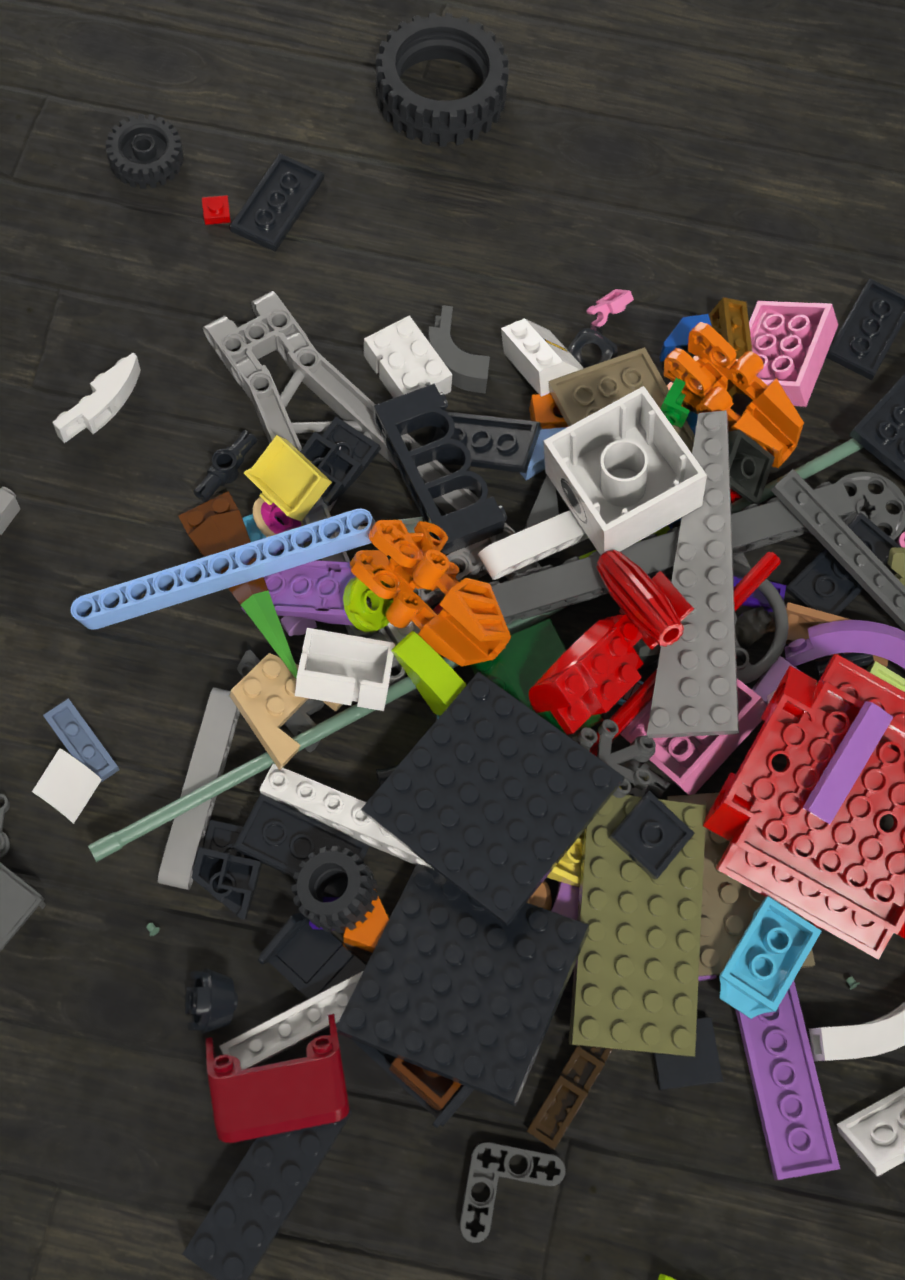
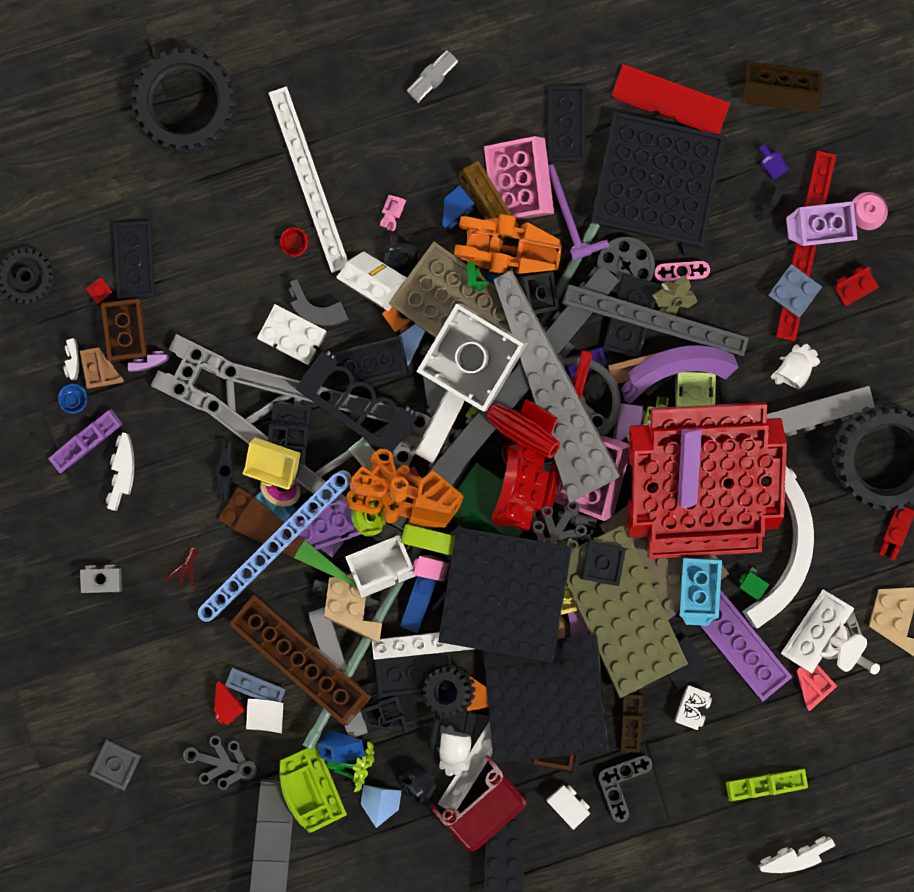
camera: 25 degrees left, 20 degrees up
(27, 741) = (226, 704): none -> red slope
(55, 914) = (310, 790): none -> lime slope
(77, 347) = (85, 441): none -> medium lavender slope
(102, 290) = (72, 398): none -> blue hair
(105, 545) = (185, 566): none -> clear red plant
(123, 906) = (360, 768): none -> lime plant
(133, 257) = (72, 365): none -> white slope
(136, 882) = (340, 747): none -> blue slope
(141, 999) = (380, 803): none -> light blue slope
(154, 282) = (98, 369): none -> medium nougat wing
(162, 735) = (300, 660): none -> reddish brown brick
(214, 254) = (124, 330): none -> reddish brown brick
(223, 305) = (154, 360): none -> lavender slope
(288, 982) = (454, 751): none -> white piece
(369, 753) = (418, 603): none -> blue slope
(405, 1166) = (569, 806): none -> white brick
(409, 709) = (432, 567): none -> bright pink slope
(474, 274) = (294, 241): none -> red hair
(531, 225) = (308, 179): none -> white plate
(668, 1127) = (692, 707): none -> white brick
(737, 201) = (432, 76): none -> light grey piece
(818, 456) = (579, 249): none -> medium lavender bar
(842, 1000) = (752, 585): none -> green brick
(866, 1201) = (814, 685): none -> coral wing

